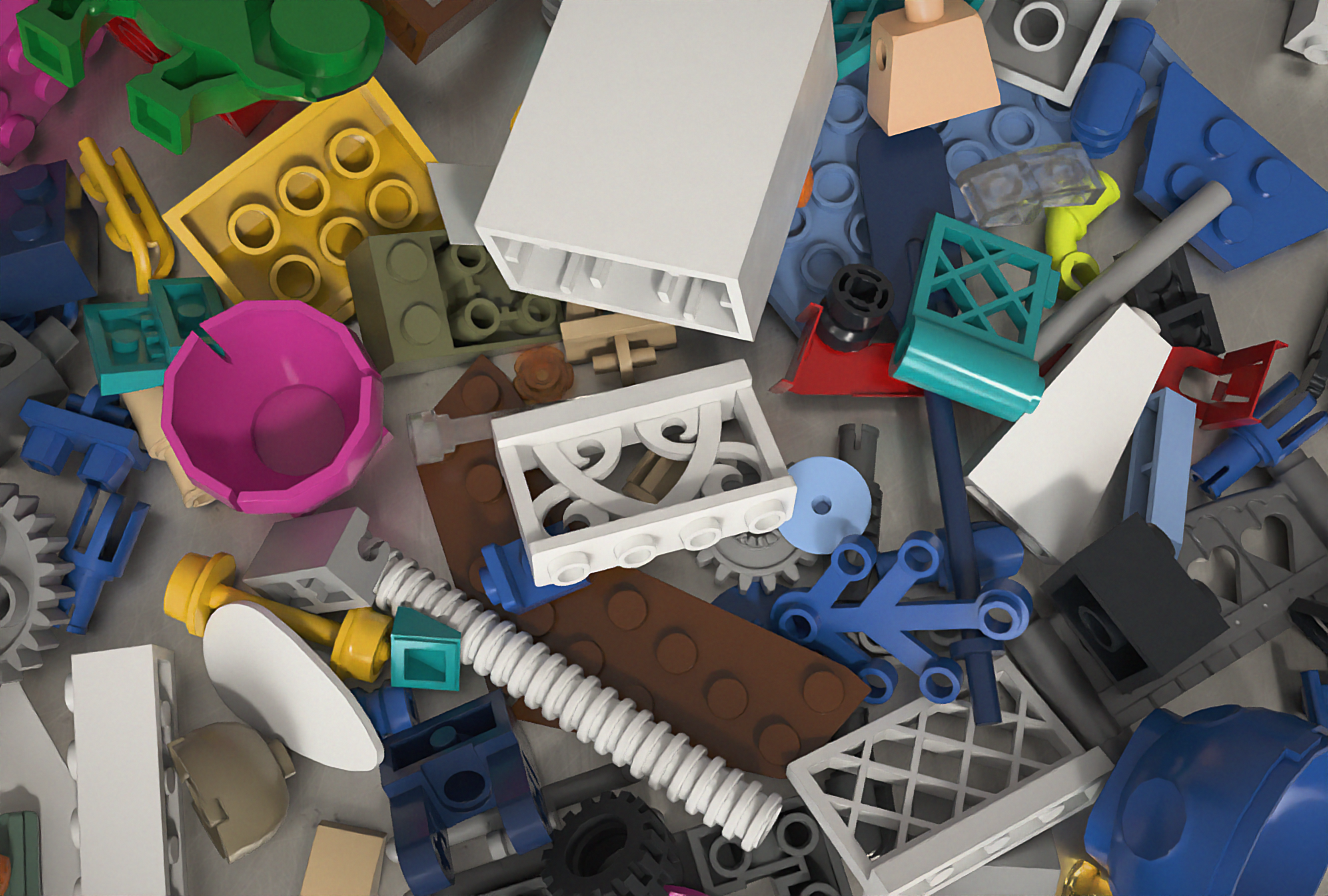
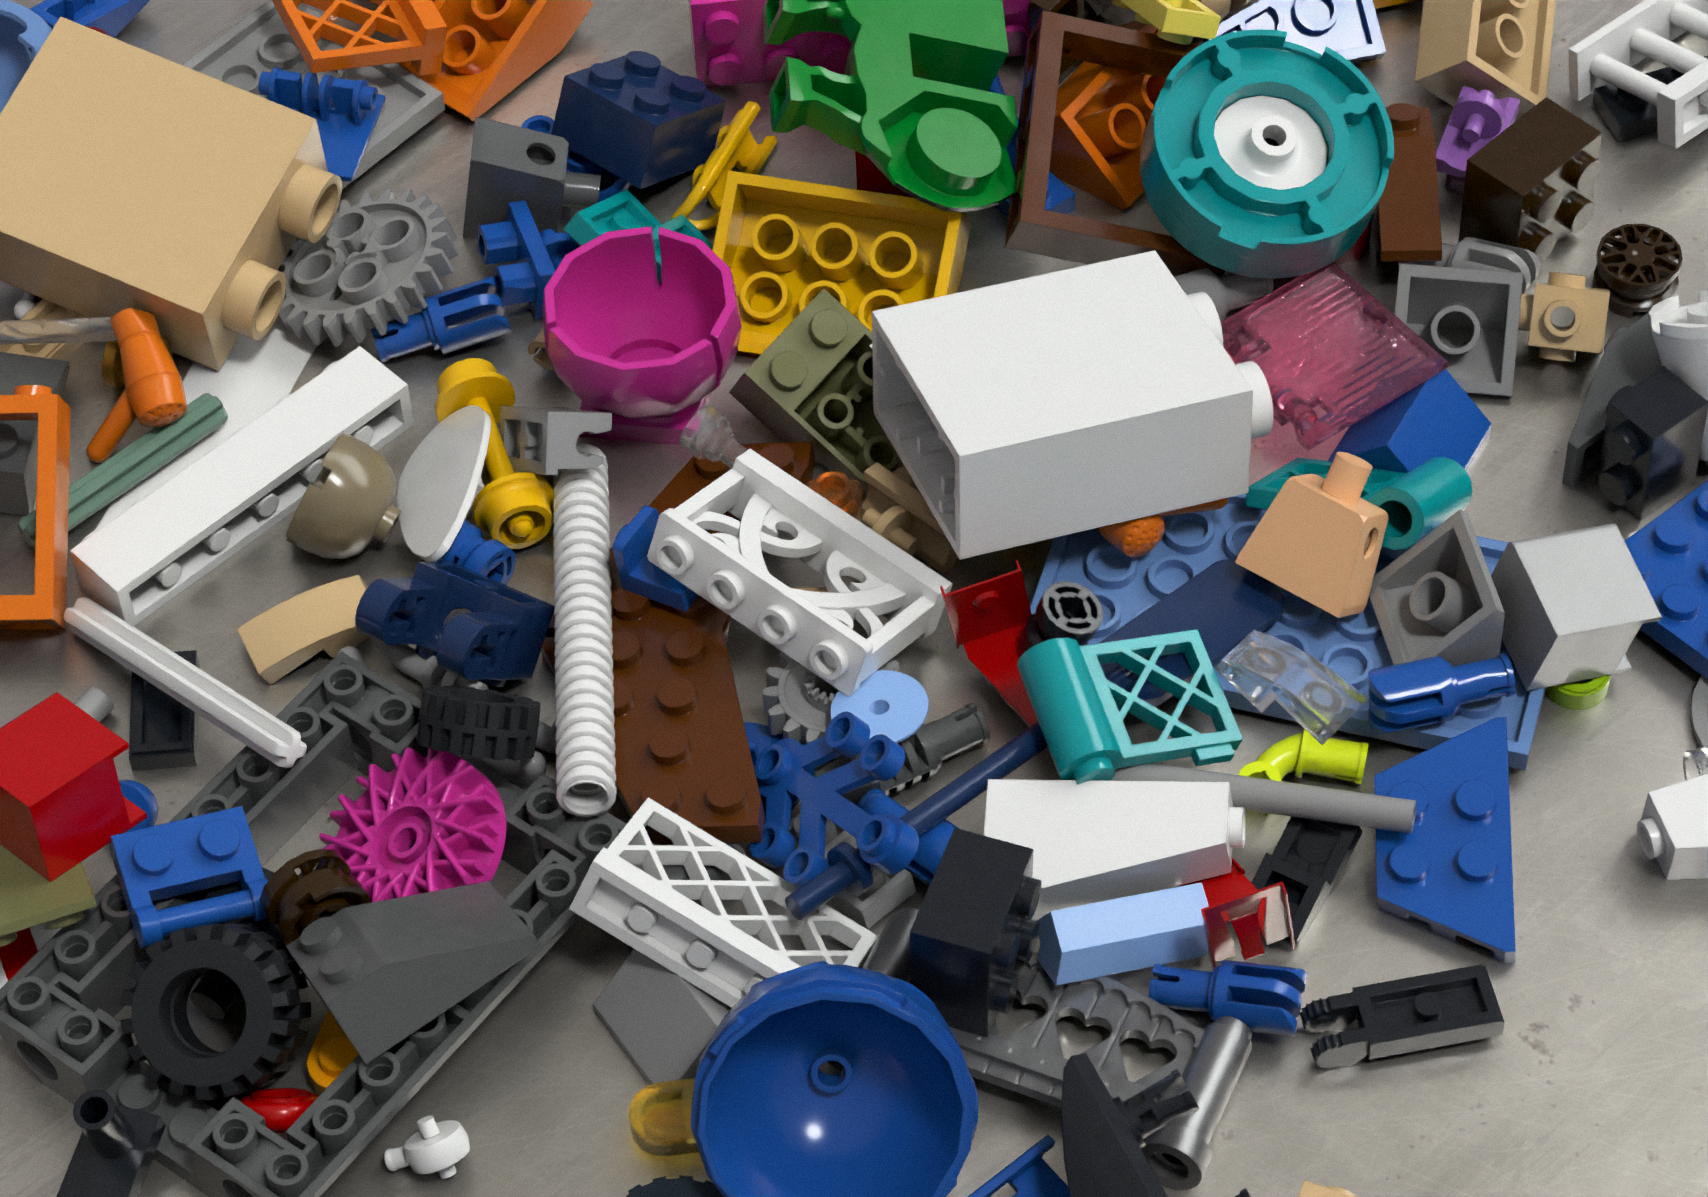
camera: 55 degrees right, 25 degrees down
(424, 652) = (538, 536): teal slope -> none

